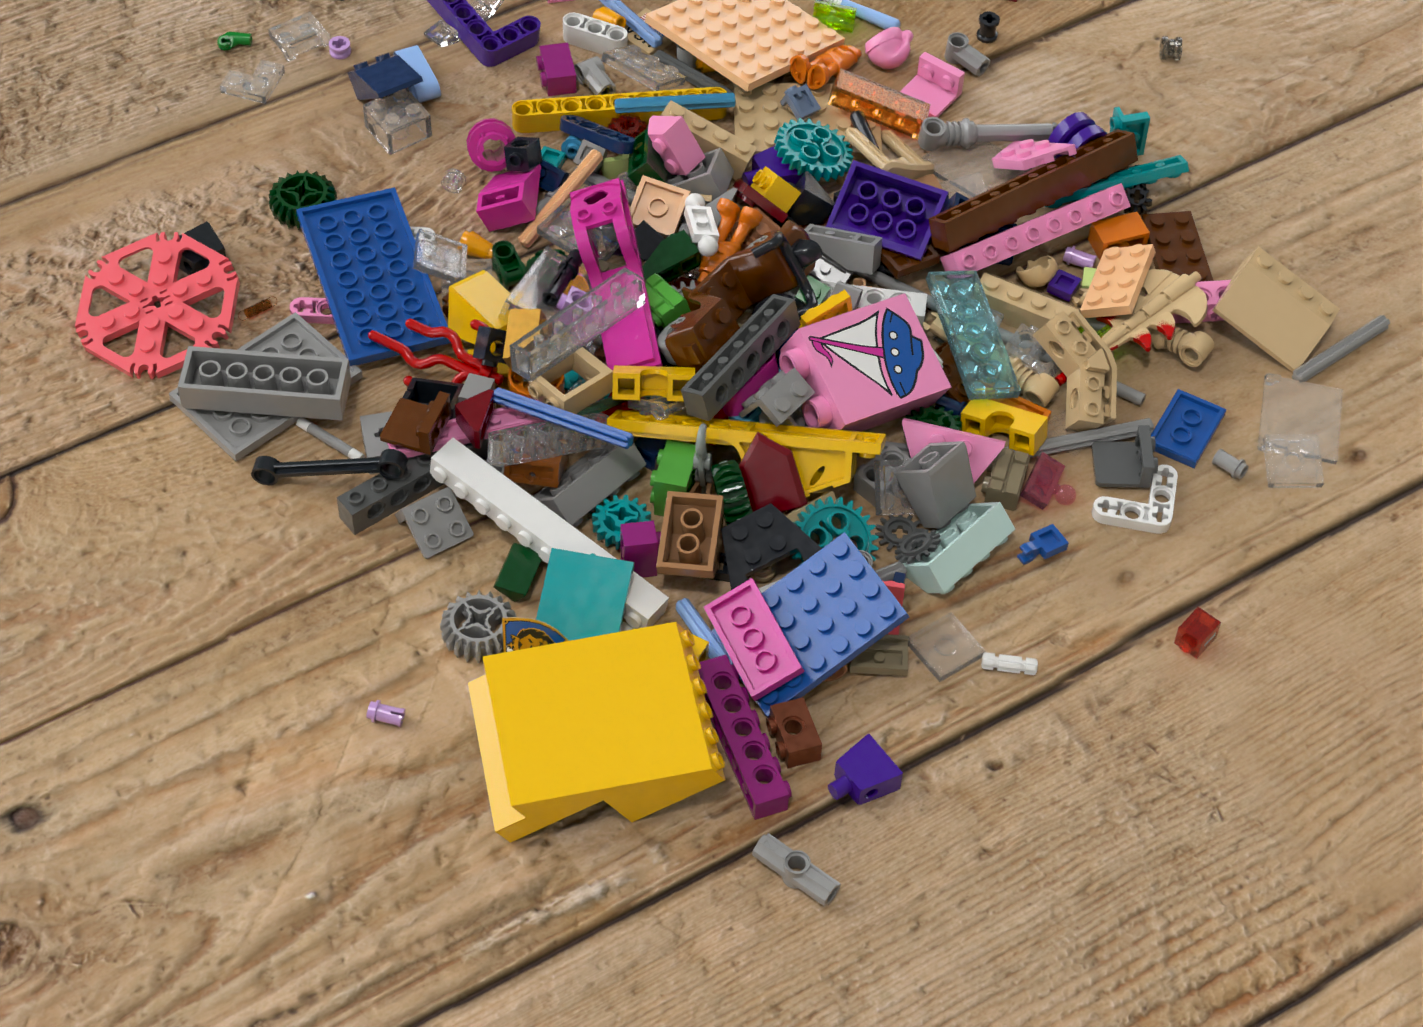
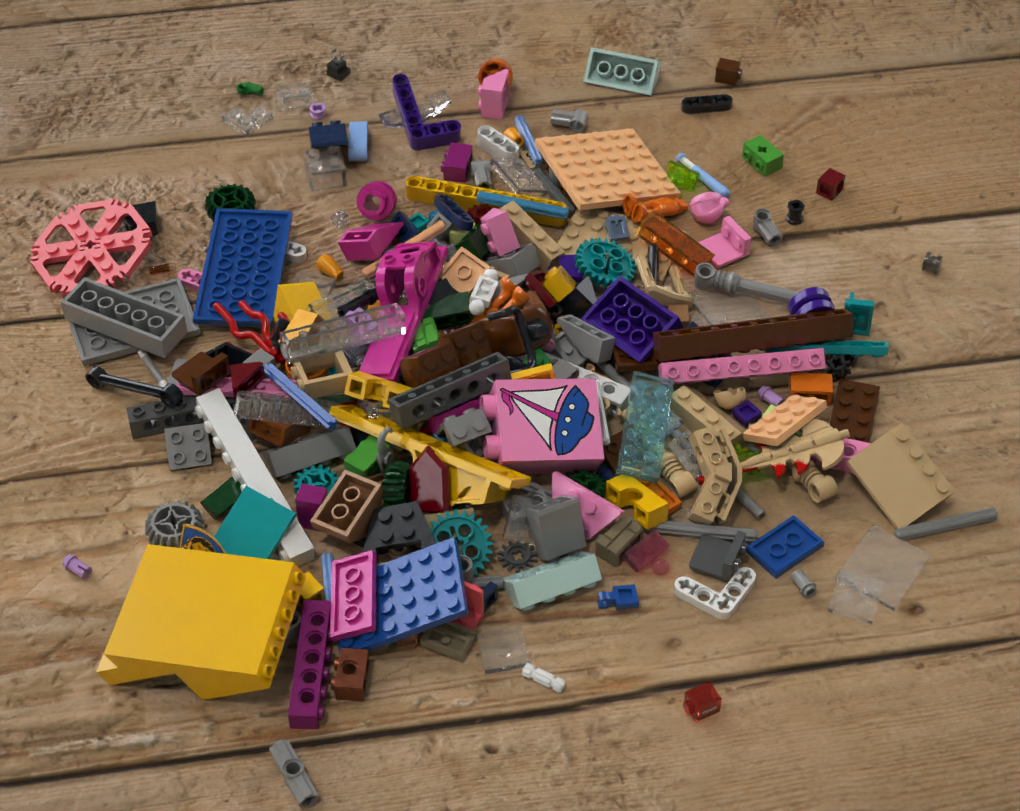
camera: 25 degrees right, 5 degrees down
(440, 256) = (294, 265): clear plate -> none
(507, 264) = (342, 278): dark green piece -> none
(523, 154) = (391, 211): black brick -> none
(865, 773) = (385, 721): dark purple torso -> none
(925, 541) = (518, 568): dark grey gear -> none
(1029, 154) = (766, 309): bright pink wing -> none

